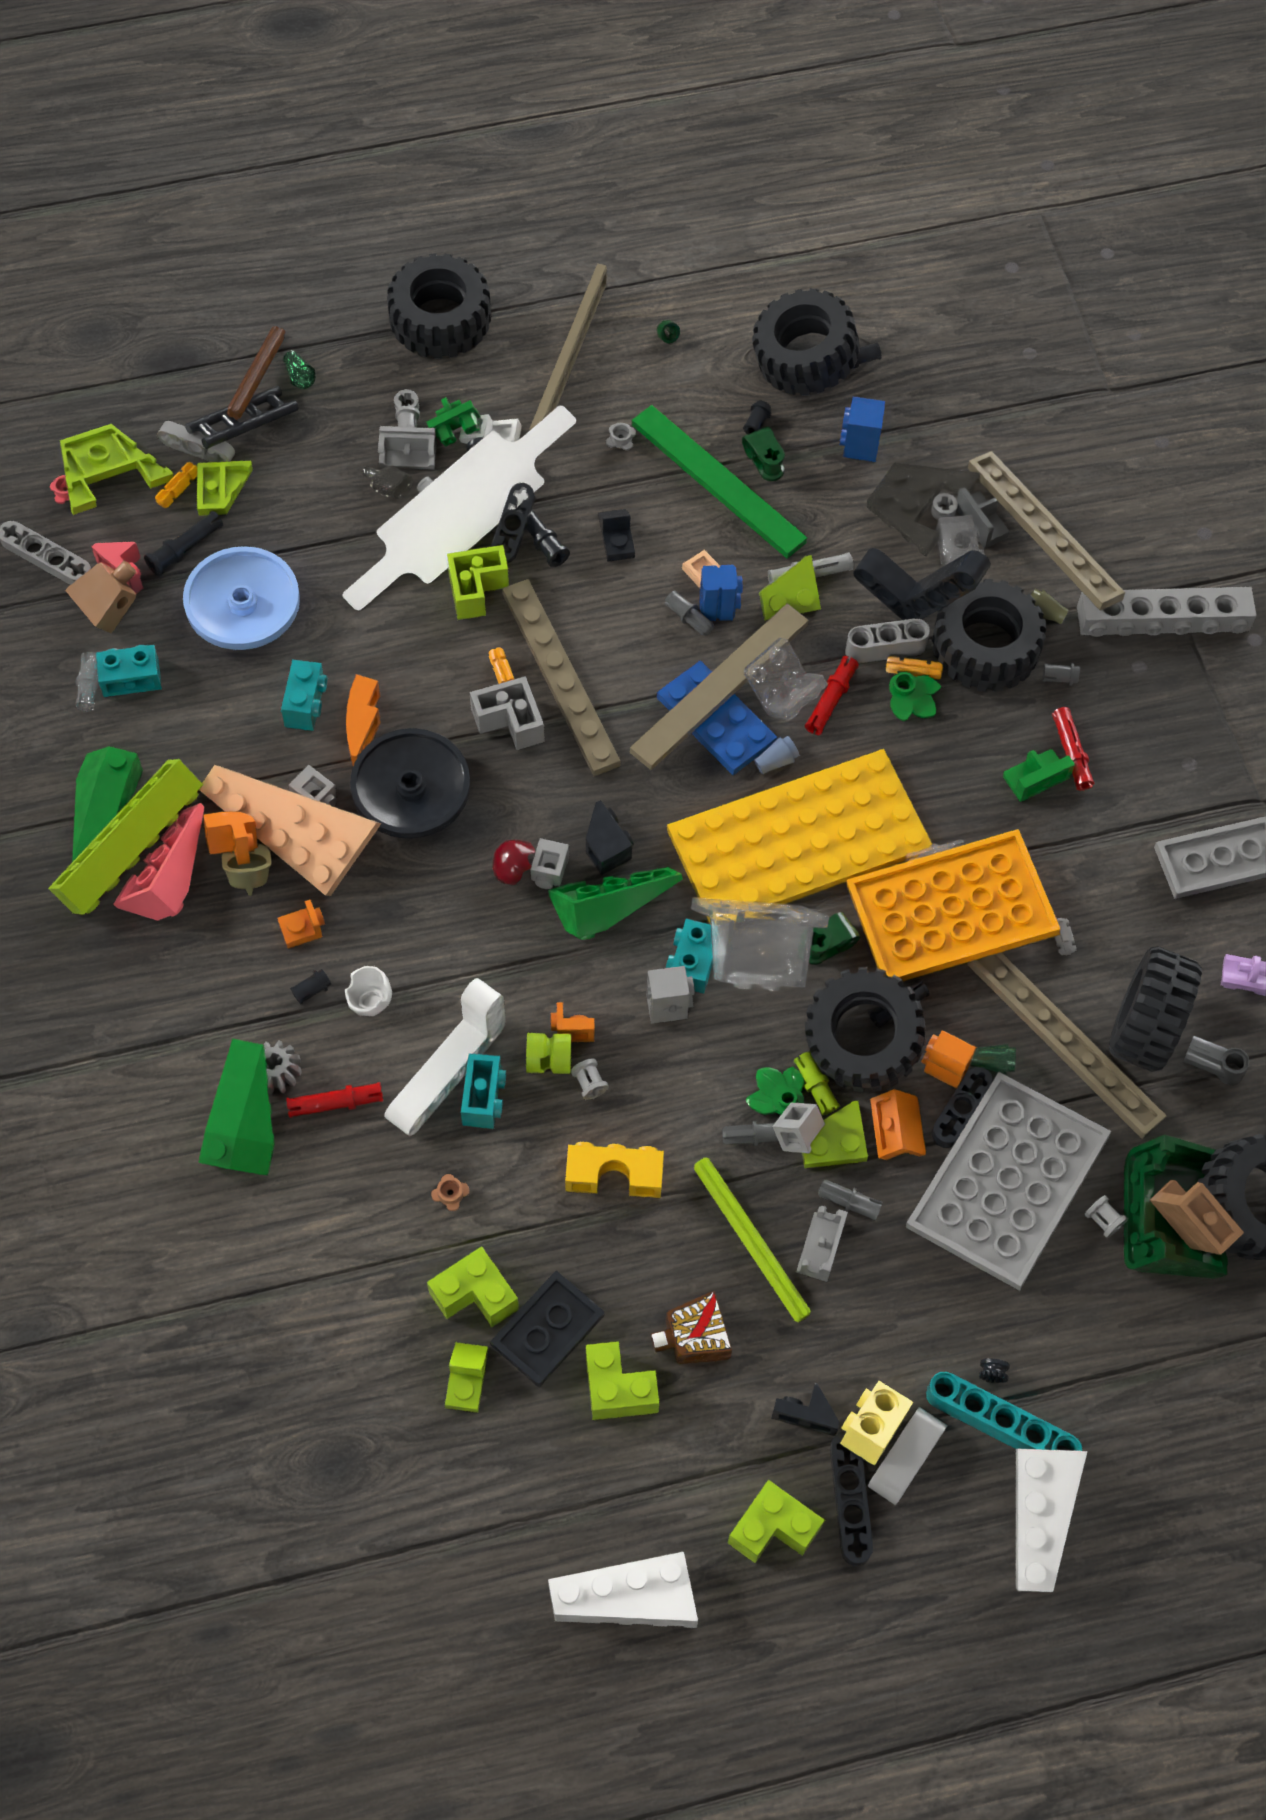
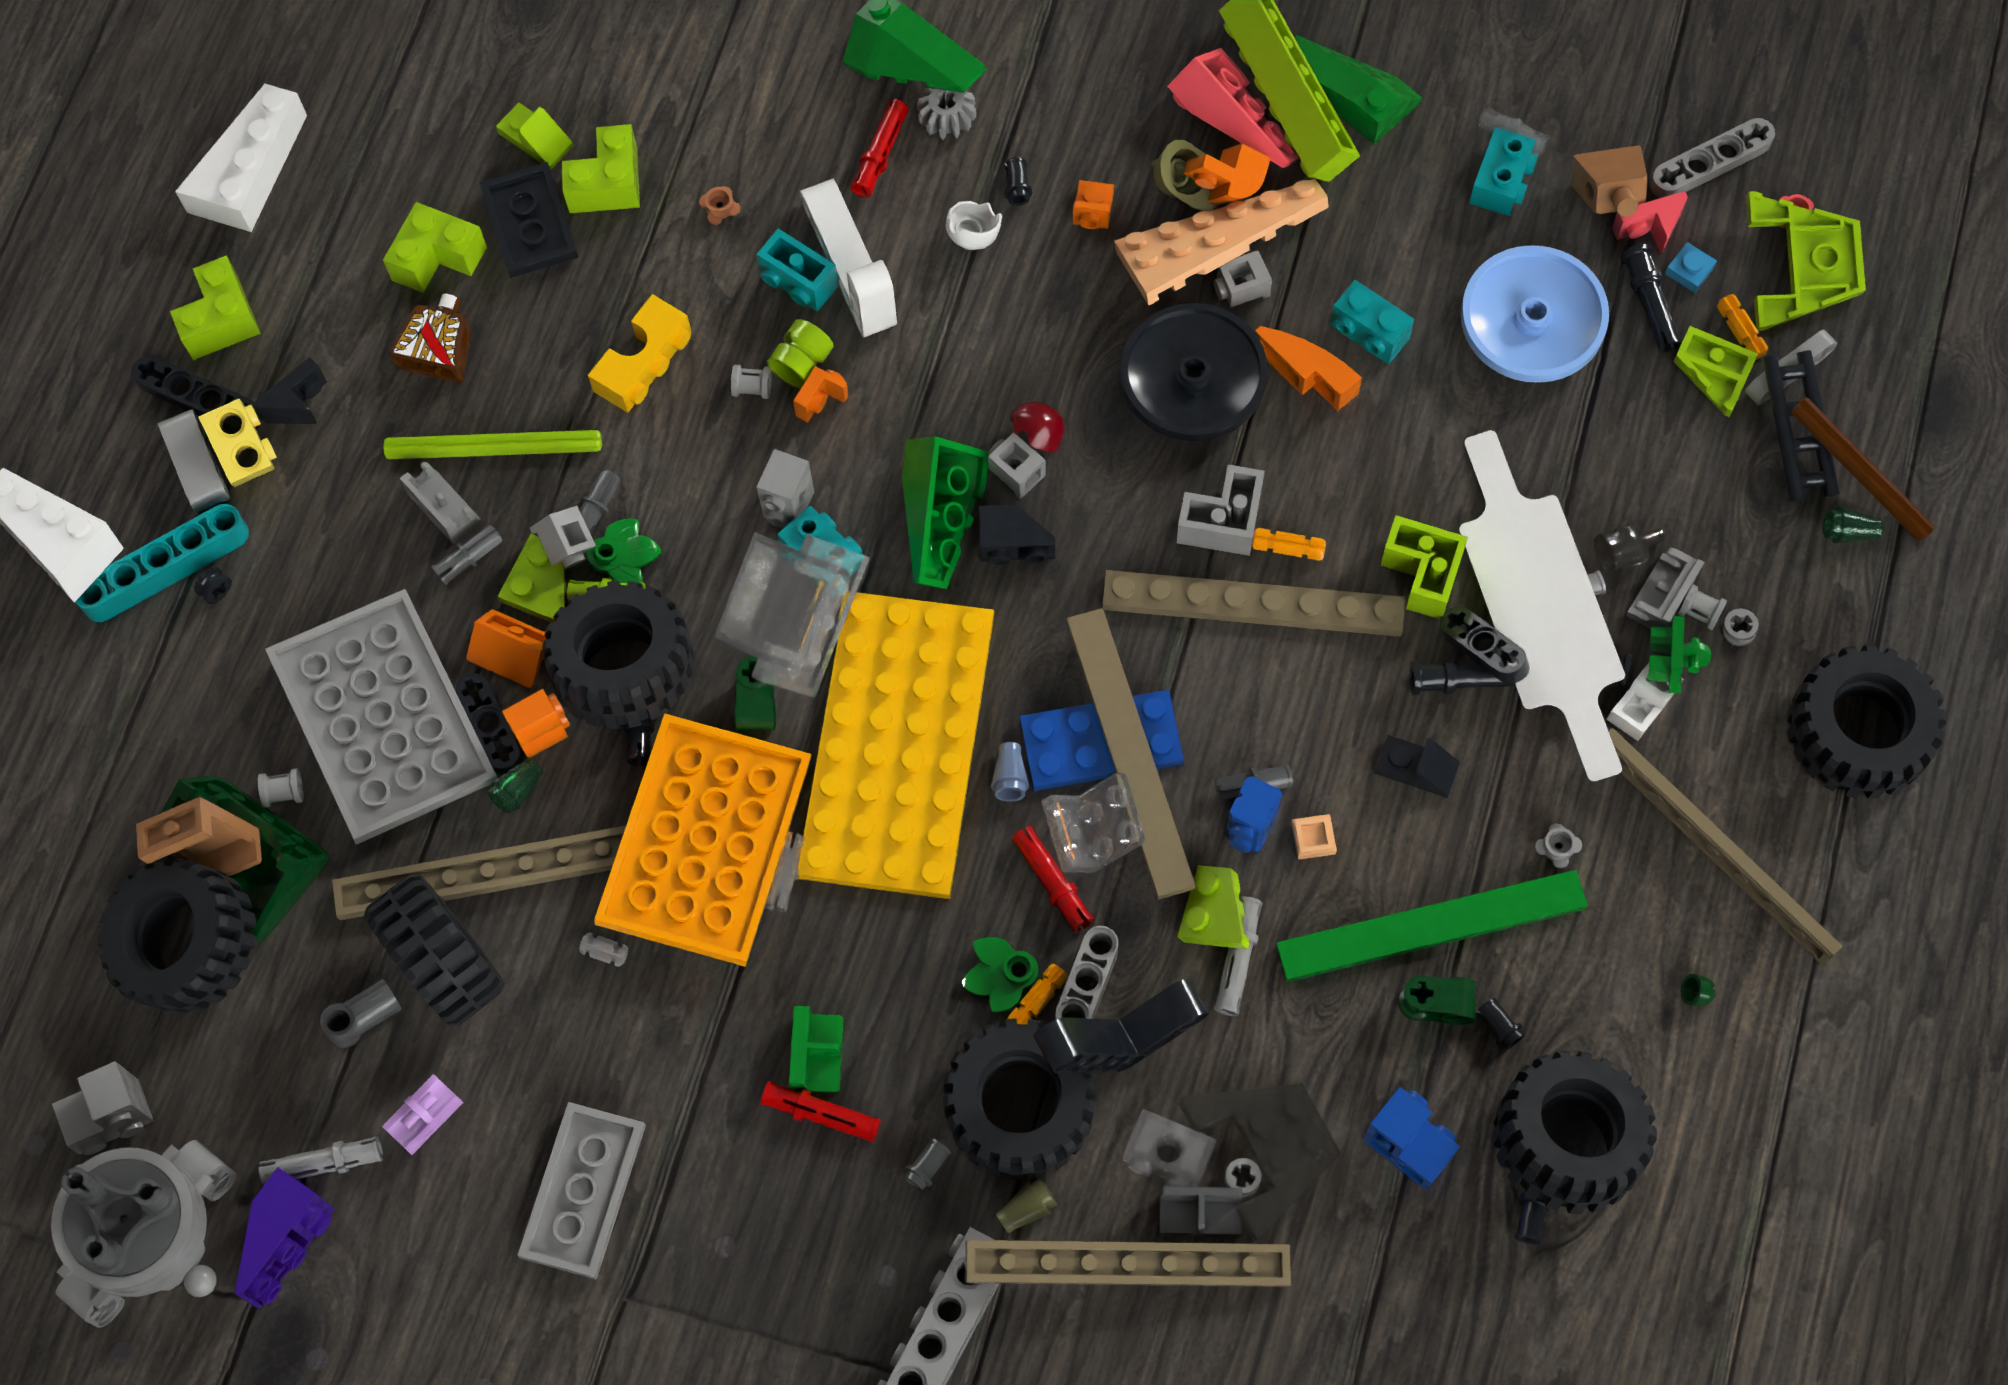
camera: 125 degrees right, 5 degrees up
(144, 532) = (1691, 267): none -> dark azure plate

